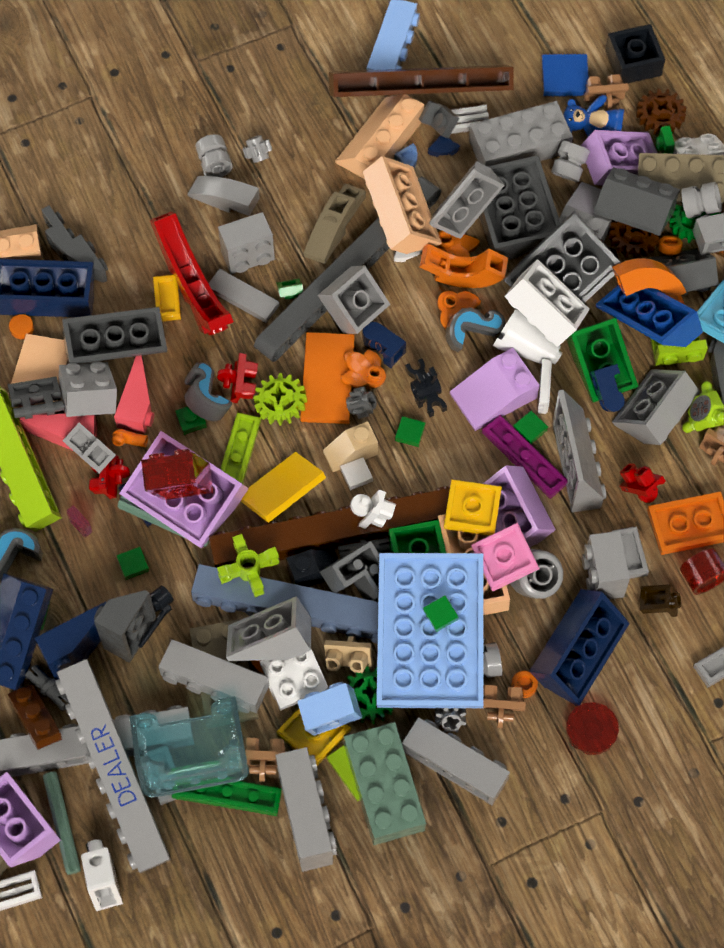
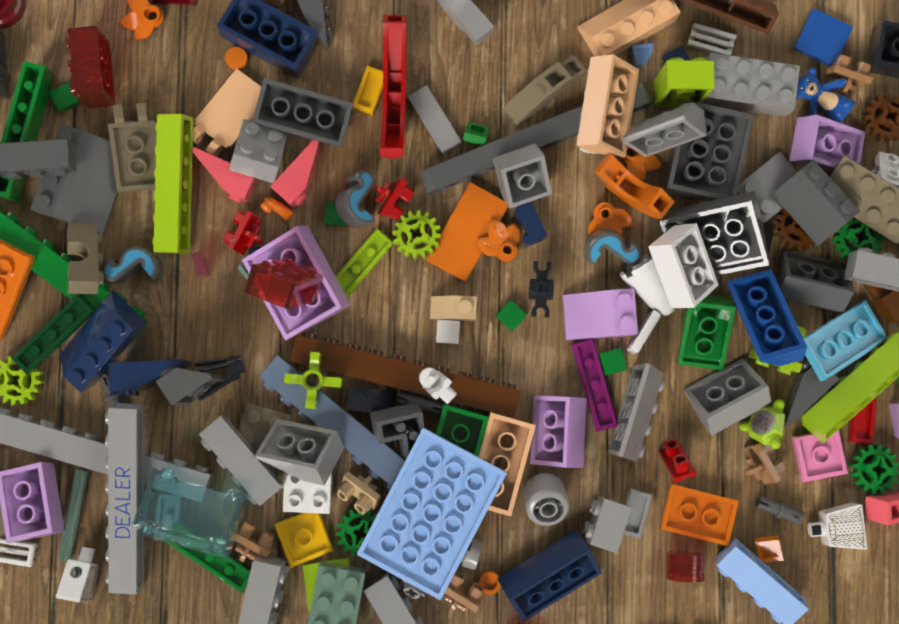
camera: 20 degrees right, 20 degrees up
(34, 392) = (212, 131): dark grey plate -> none
(34, 717) = (87, 422): reddish brown plate -> none
(89, 448) = (236, 206): light grey slope -> none
(132, 563) = (229, 321): green tile -> none
(246, 243) = (458, 75): light grey brick -> none
(282, 486) = (379, 317): yellow tile -> none
(329, 708) = (319, 535): light blue brick -> none
(361, 402) = (482, 272): dark grey gear -> none
(439, 118) = (688, 30): dark grey bracket -> none
(440, 613) = (444, 508): green tile -> none
(456, 153) = (683, 81): none -> lime brick
(472, 507) = (522, 421): yellow tile -> none
(505, 557) = (525, 482): bright pink tile -> none
(570, 161) = (779, 131): light grey wheel -> none
(606, 388) = (694, 362): dark blue leg -> none
(647, 273) = (785, 283): orange arch -> none
(660, 599) = (636, 568): dark brown bracket -> none
(665, 141) = (874, 150): green plate -> none
(670, 245) = (823, 253): orange tile -> none
(702, 199) = (873, 232): light grey wheel -> none

